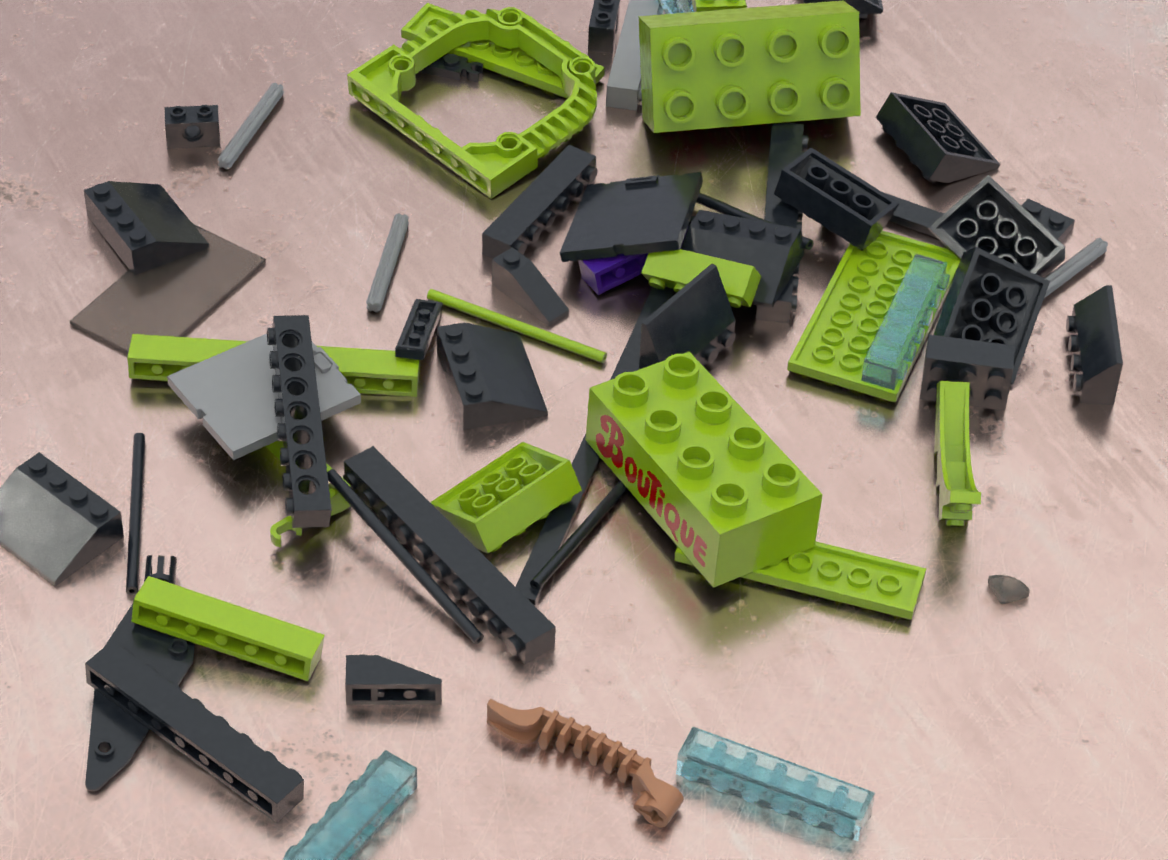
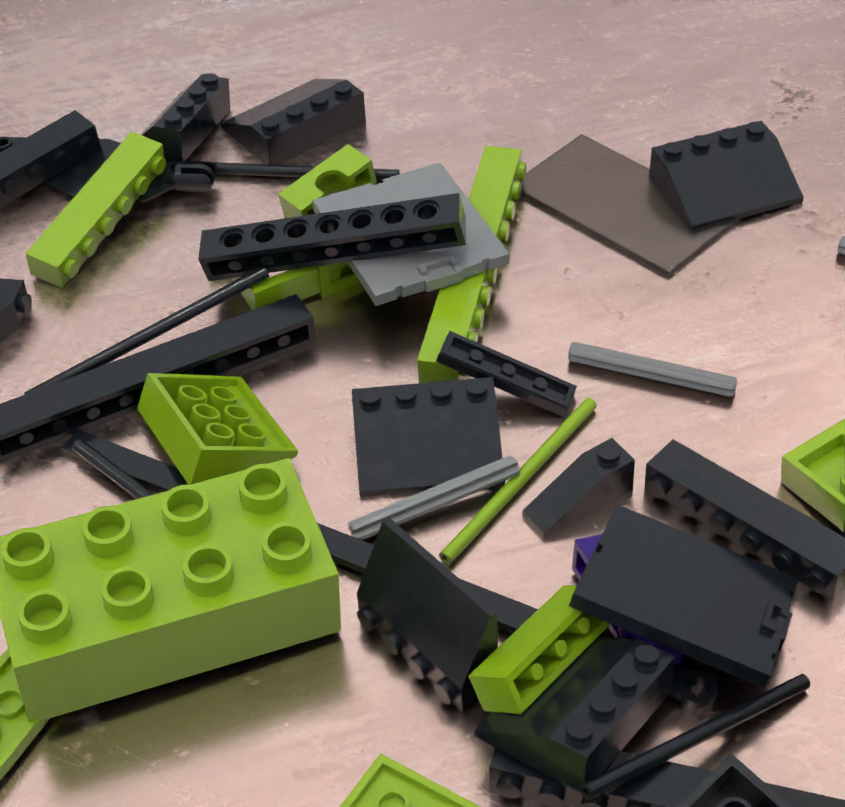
camera: 105 degrees right, 0 degrees up
(70, 595) = (190, 116): none -> black slope
(193, 486) = (337, 173): none -> lime arch
(549, 361) = (436, 497): none -> light grey axle

